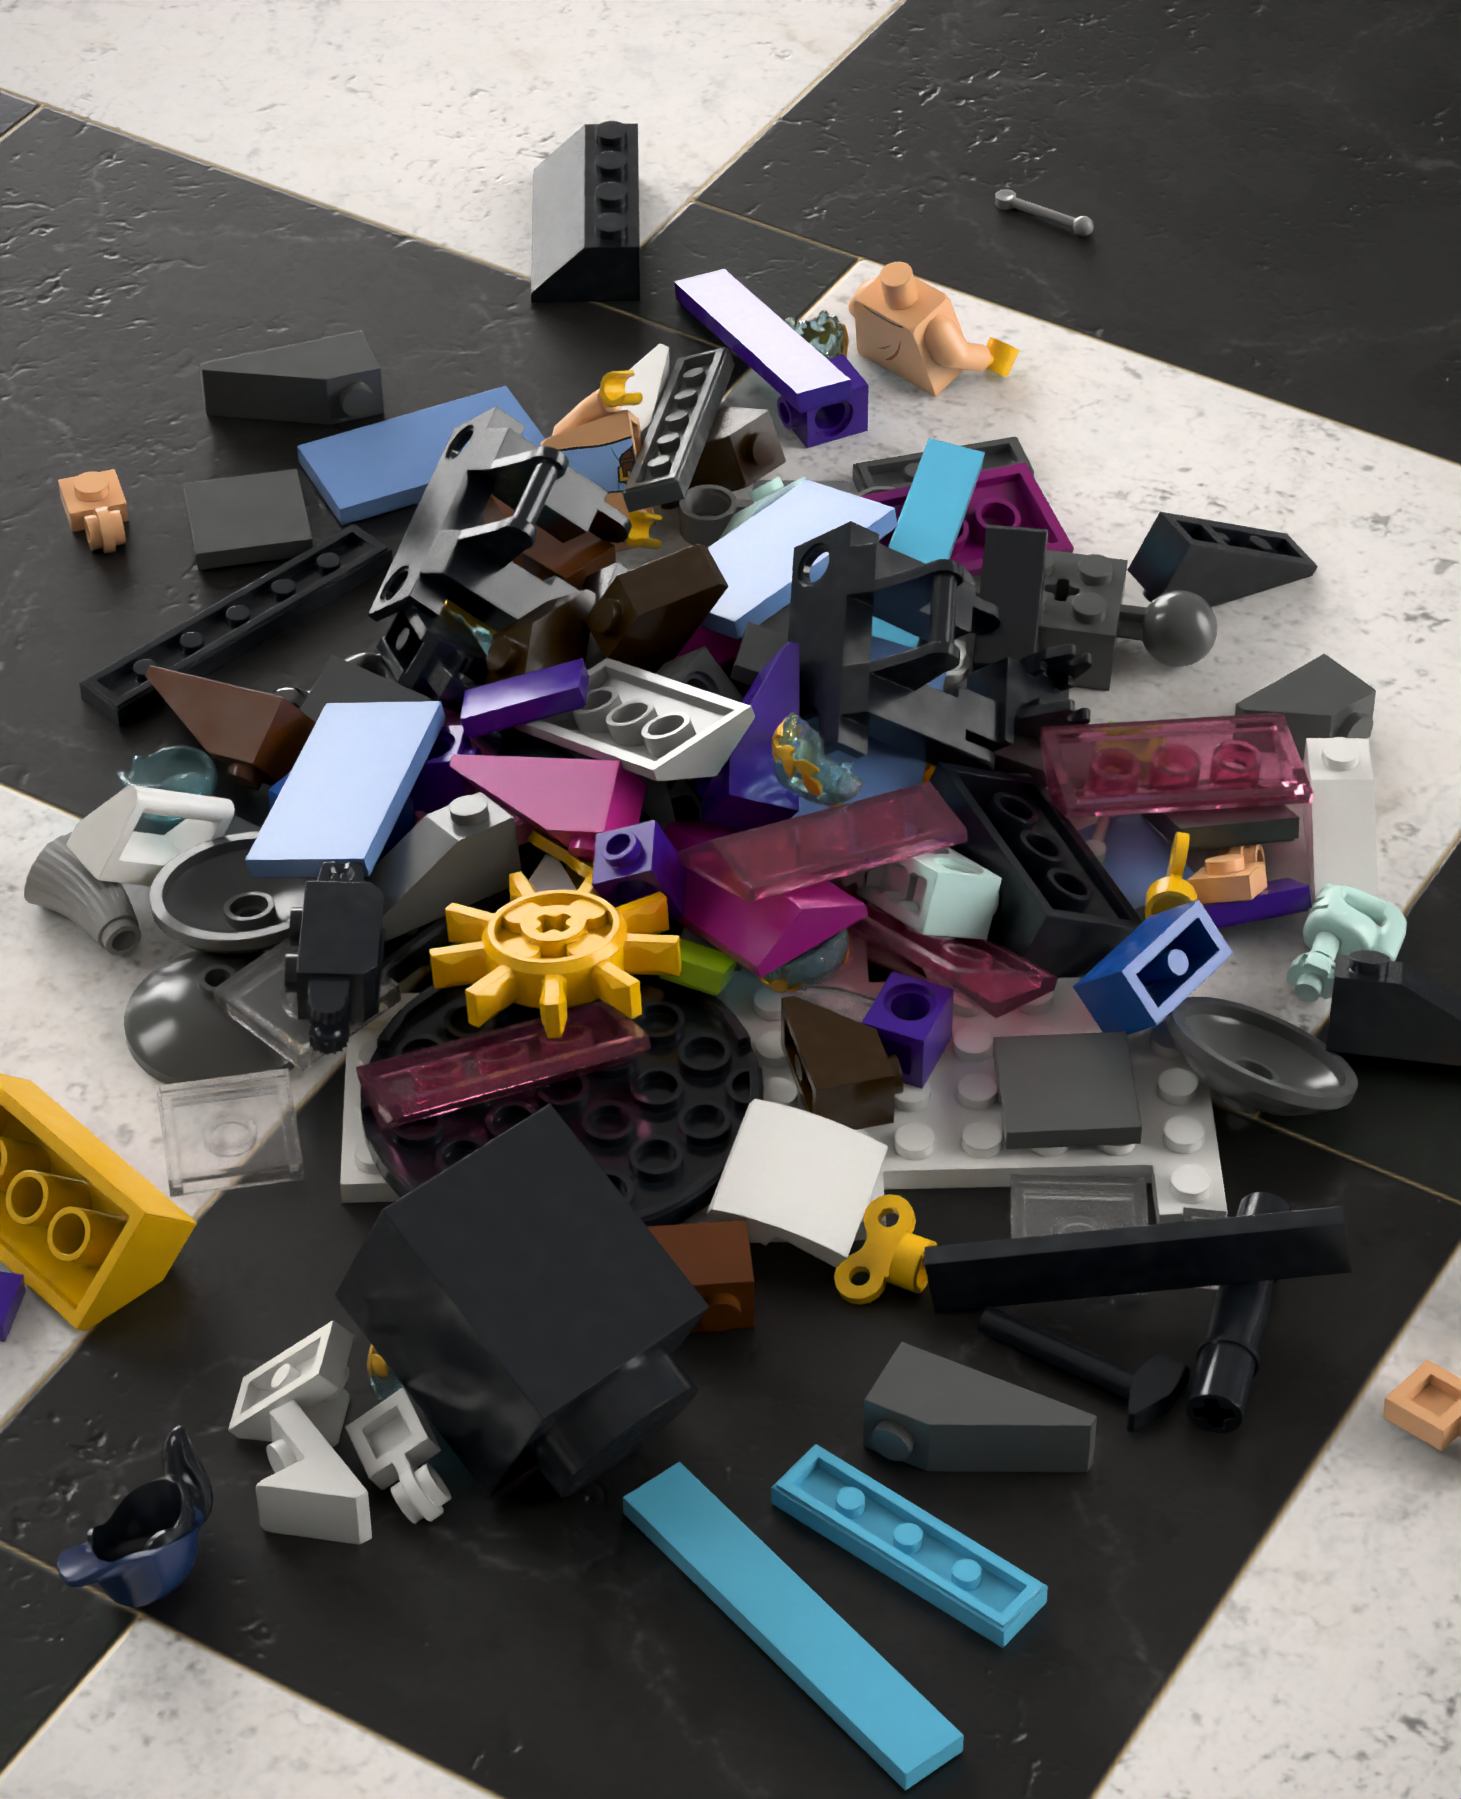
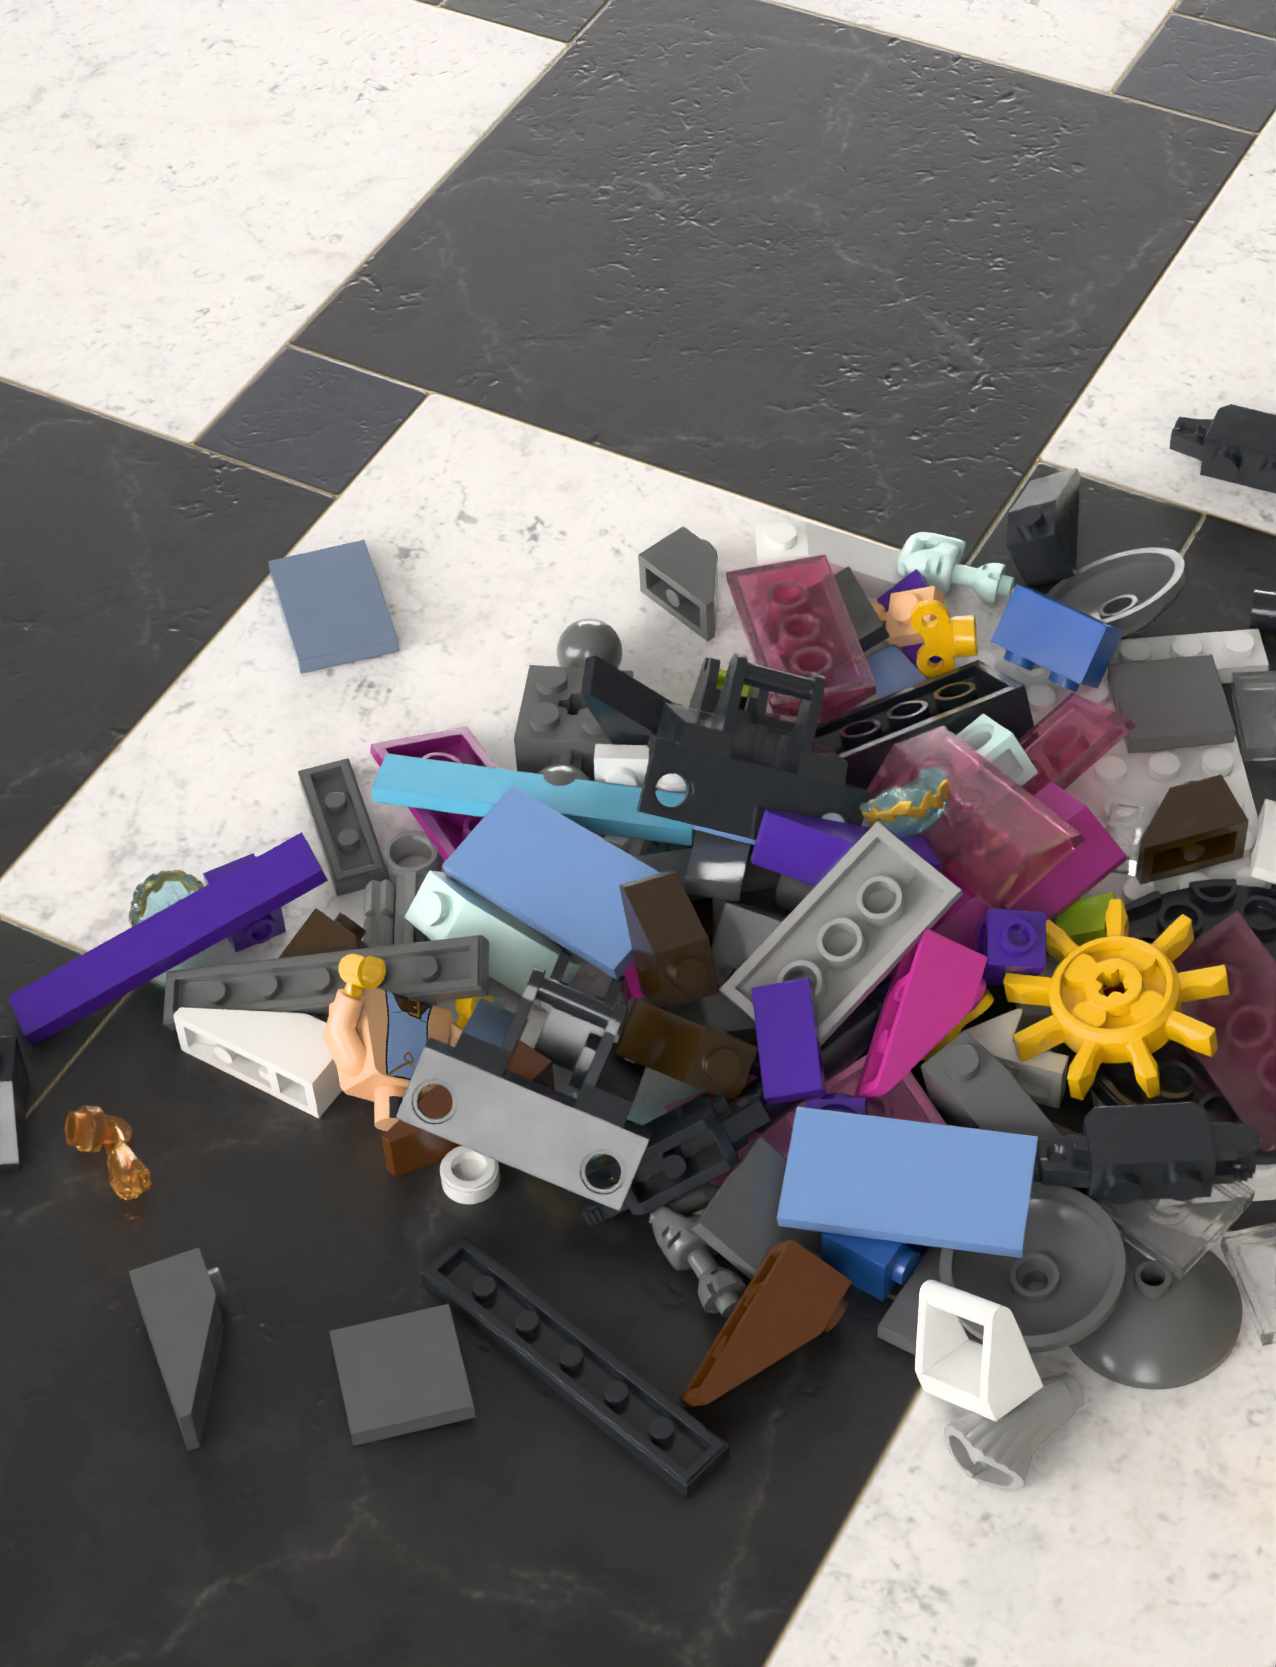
camera: 90 degrees left, 5 degrees up
(96, 505) = (369, 1527): light nougat plate -> none
(173, 769) = (852, 1370): clear light blue hair -> none
(394, 459) = (297, 1230): medium blue tile -> none
(550, 325) = (89, 1131): none -> clear orange piece
(913, 1023) = (1133, 779): dark purple brick -> none
(917, 333) = (146, 834): light nougat torso -> none
(1215, 559) = (494, 633): black slope -> none
(1280, 461) = (333, 606): none -> sand blue tile

